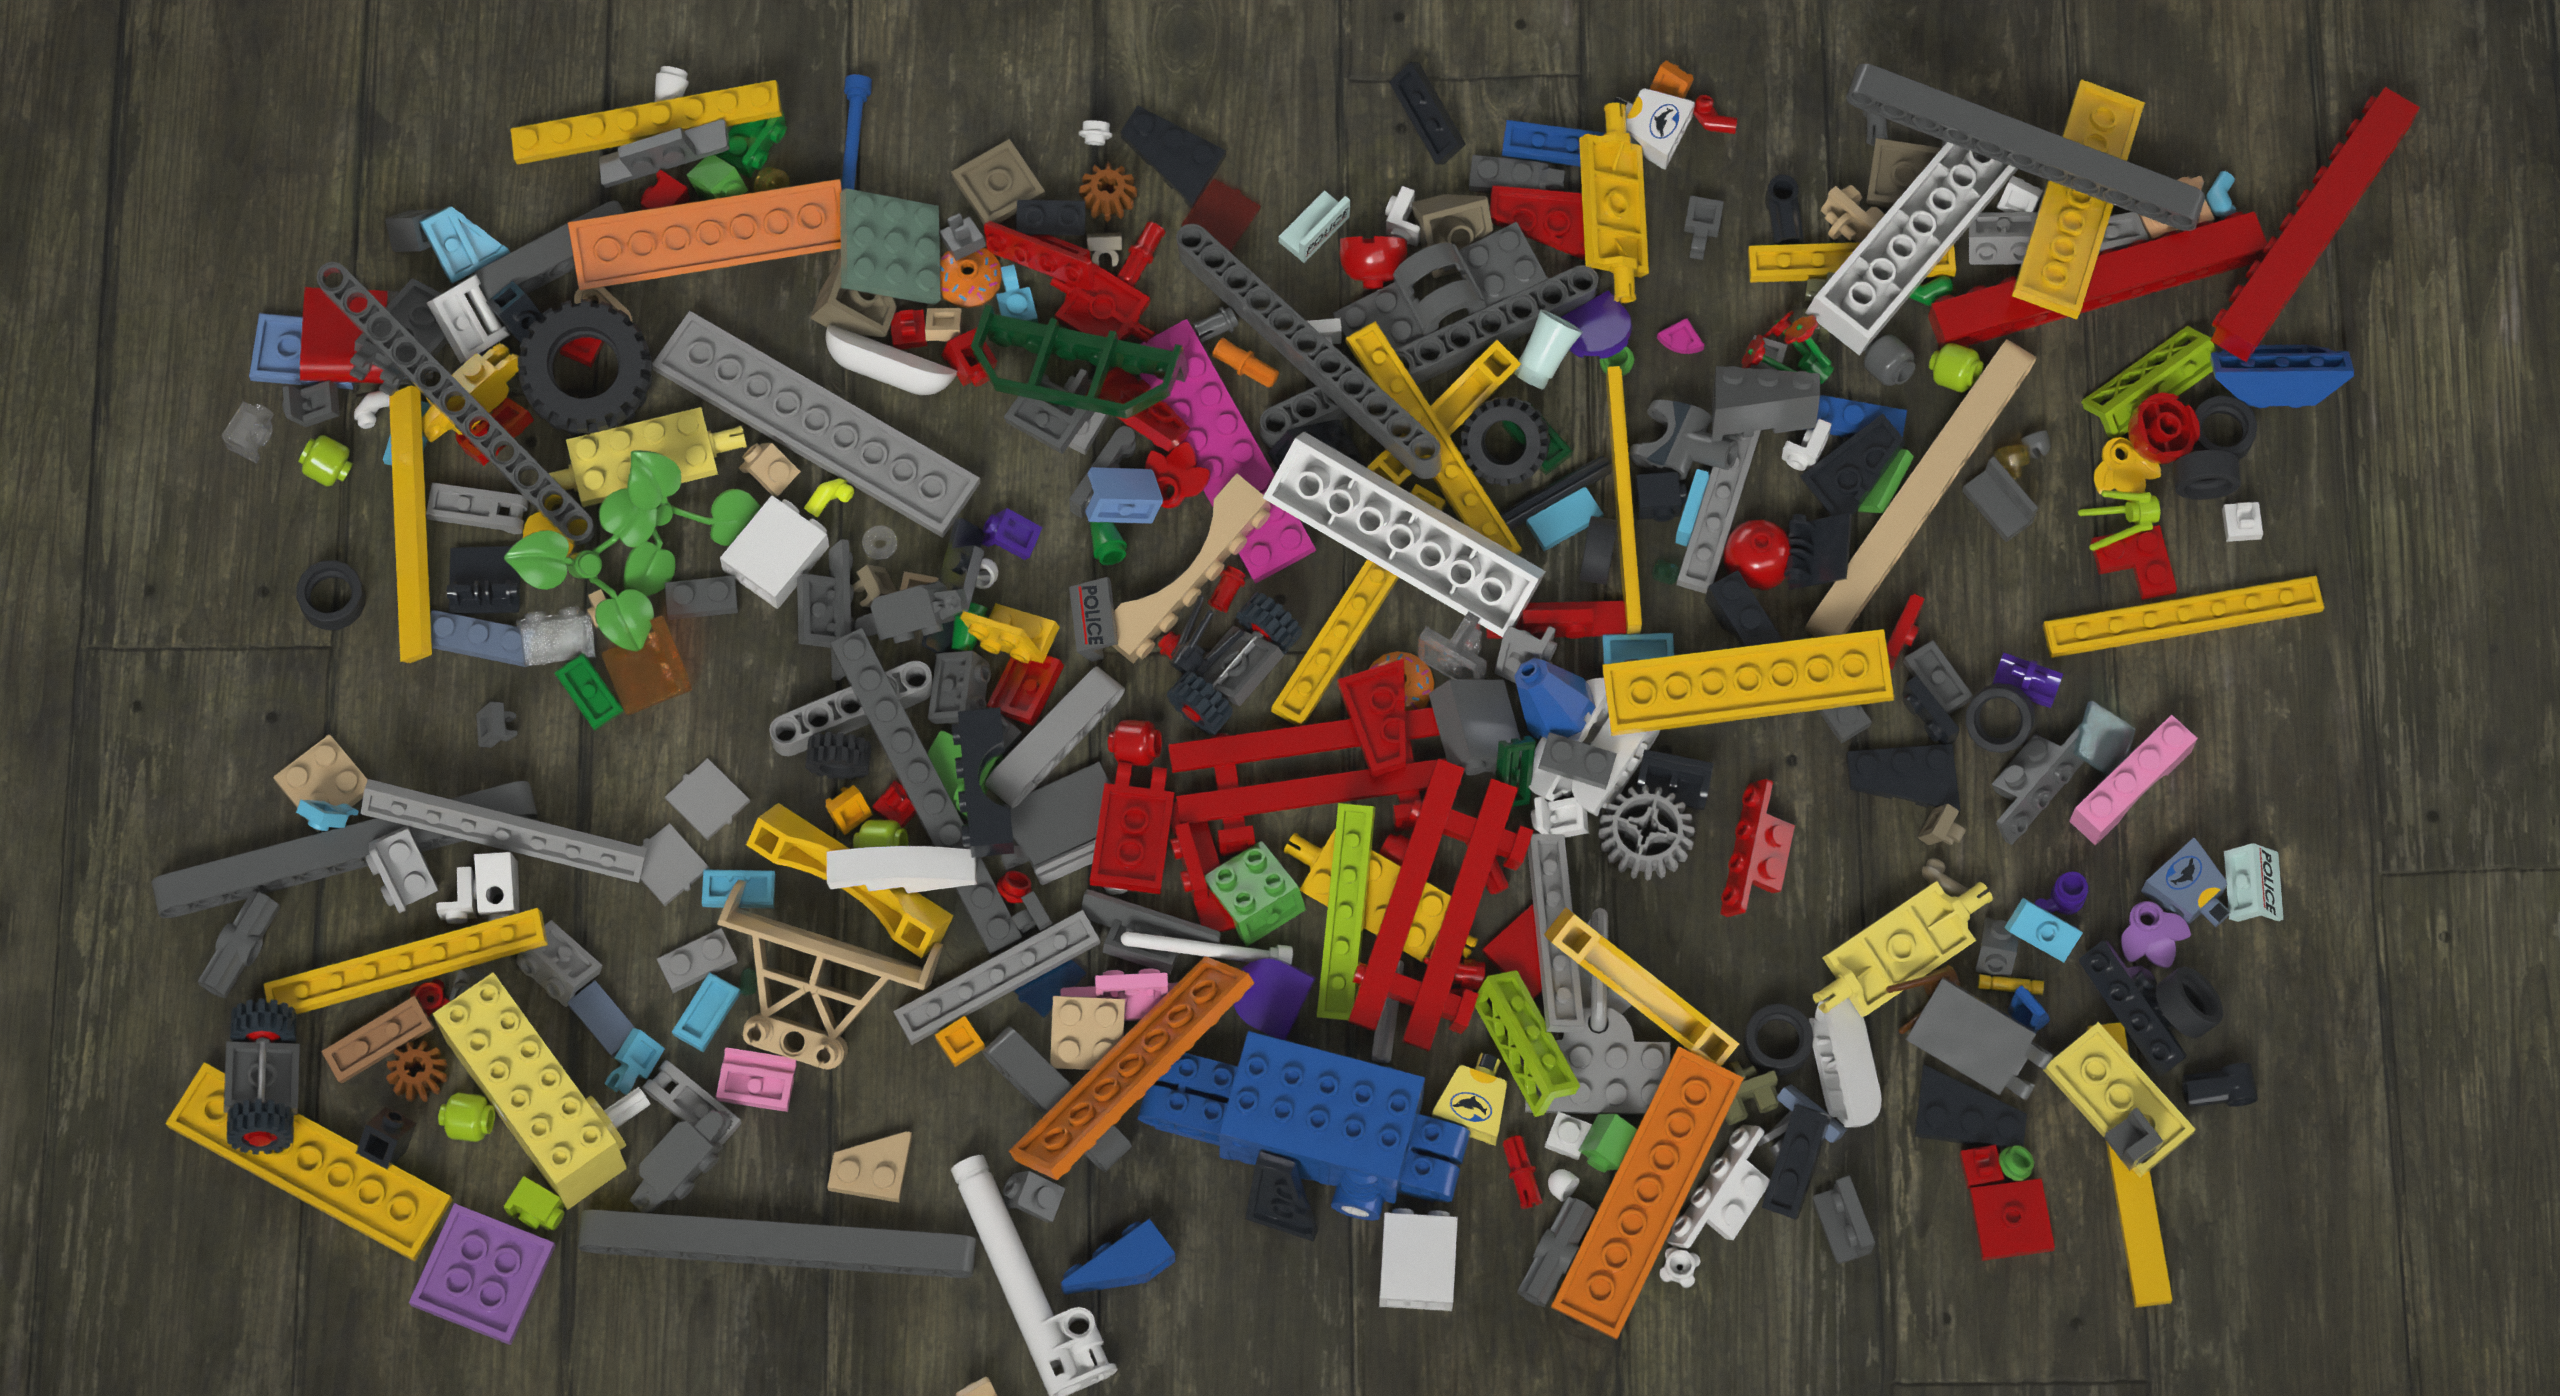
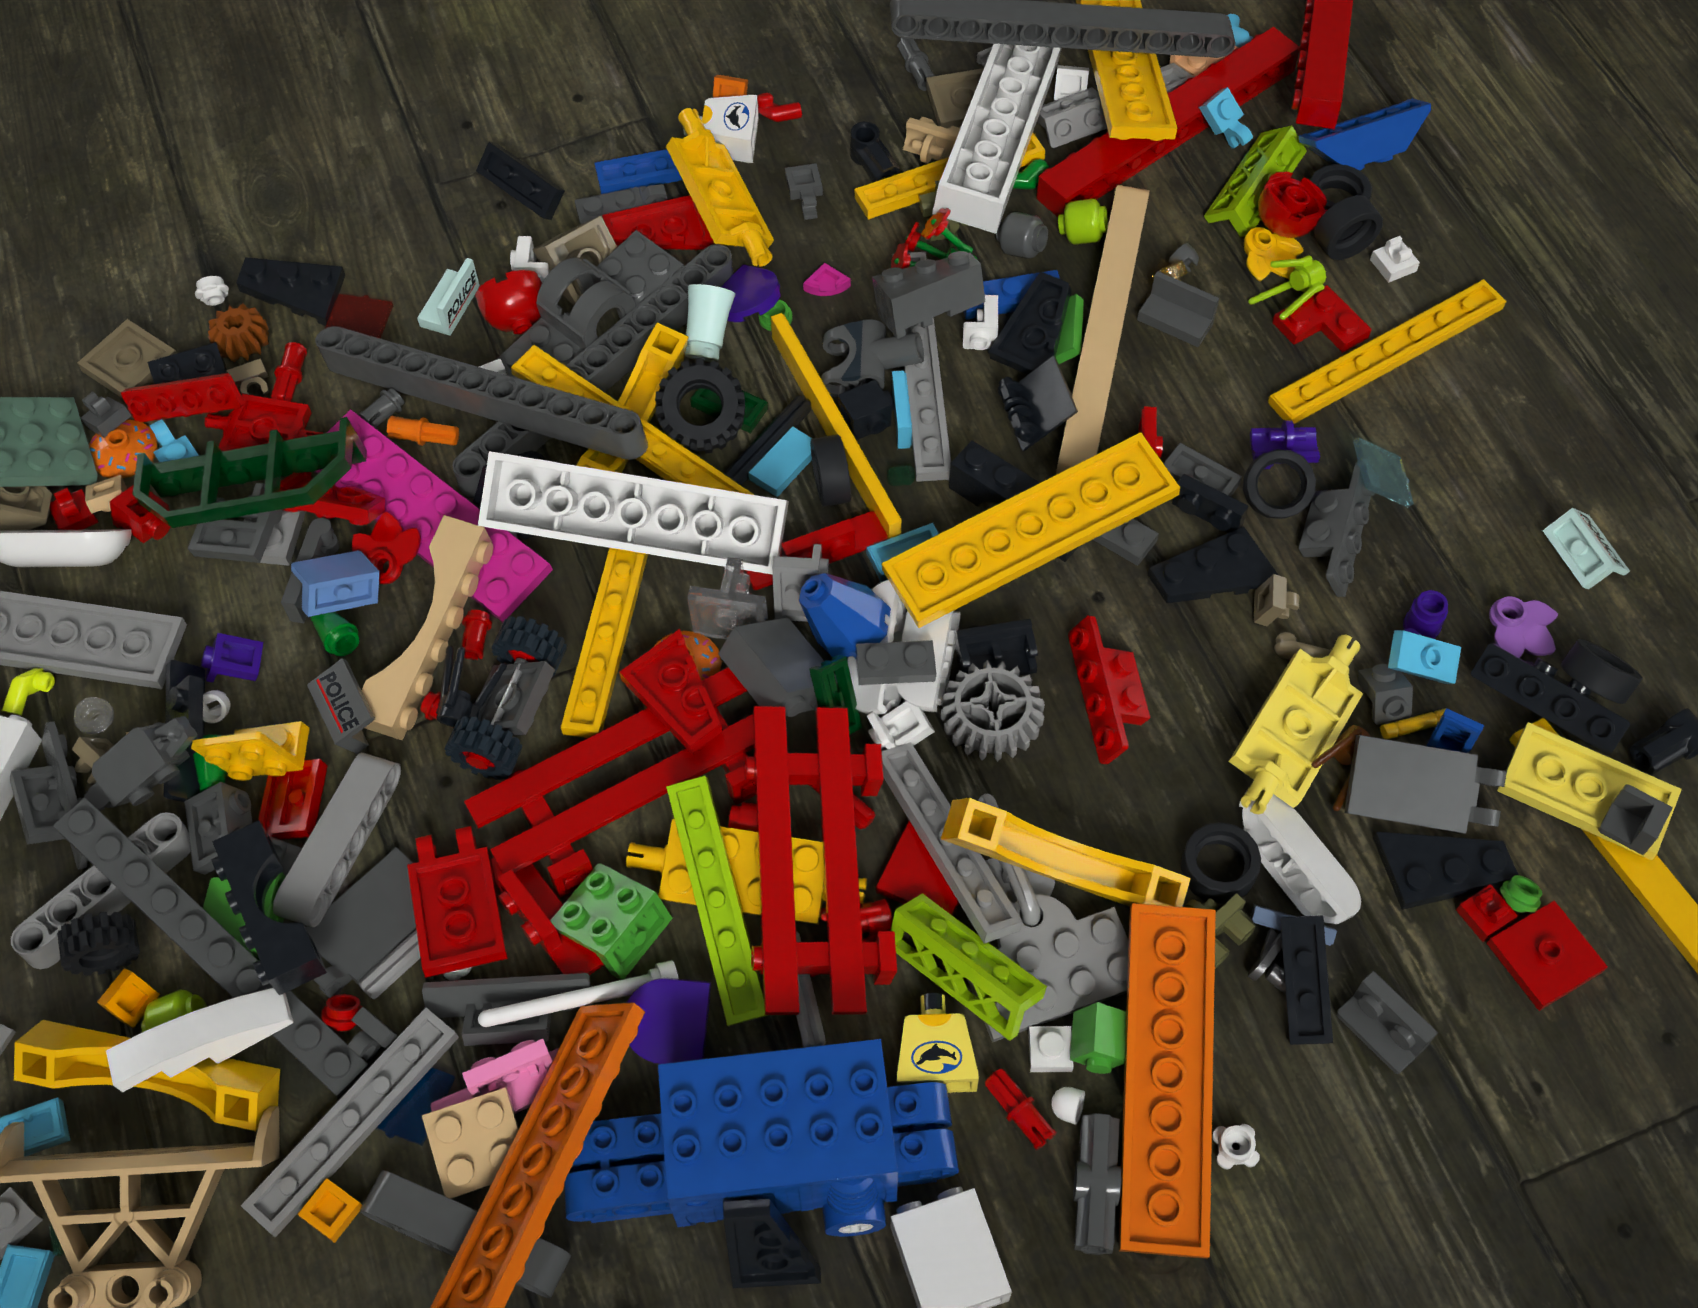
camera: 20 degrees left, 10 degrees down
(895, 805) = (182, 973): red tile -> none
(1135, 742) = (428, 812): red head -> none
(1727, 1193) = (1246, 1043): white bracket -> none
(1758, 552) = (985, 421): red cylinder -> none
(2132, 778) = (1428, 497): bright pink arch -> none
(2150, 298) = (1223, 115): none -> medium azure plate
(2189, 885) = (1533, 569): sand blue torso -> none

